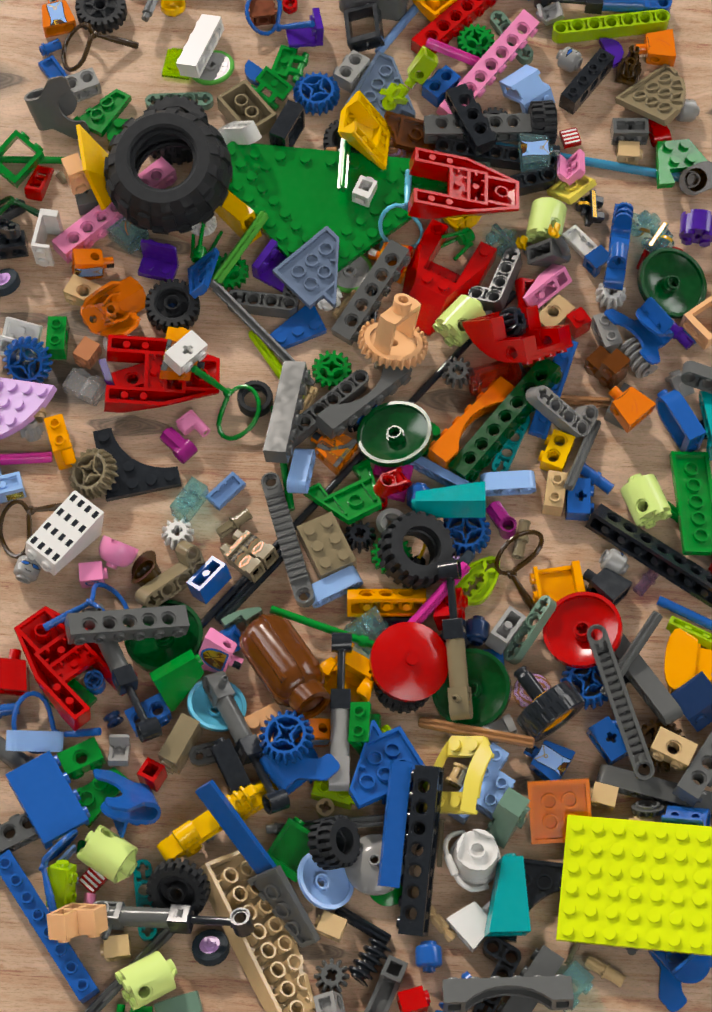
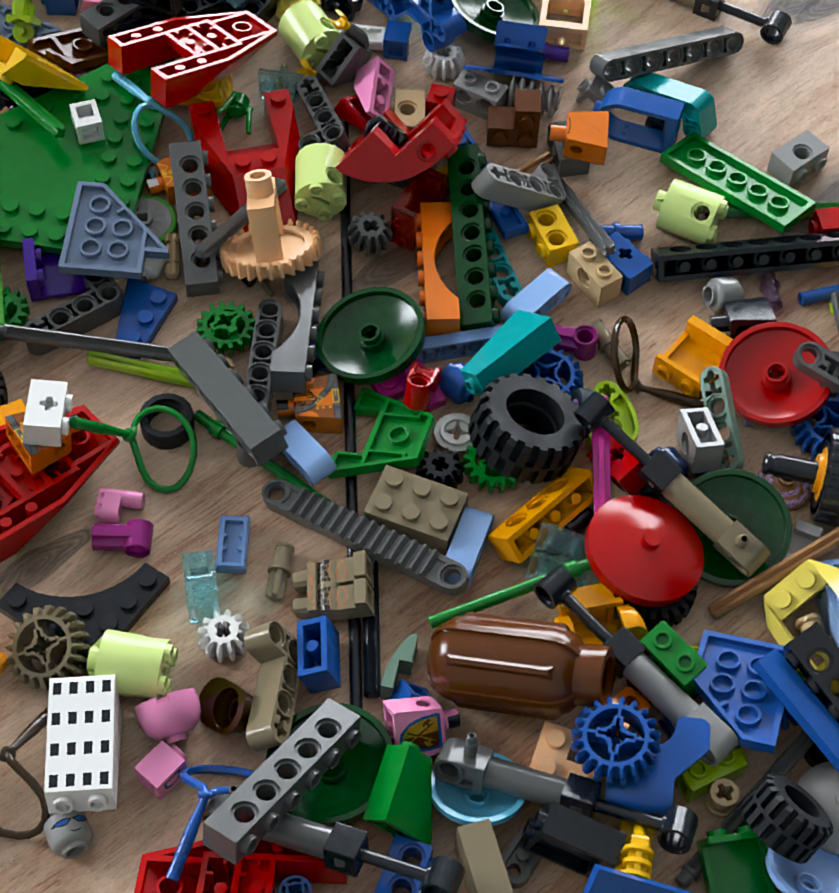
camera: 45 degrees left, 10 degrees down
(122, 514) = (136, 660): none -> yellowish green cylinder
(374, 314) = (229, 227): none -> dark grey axle

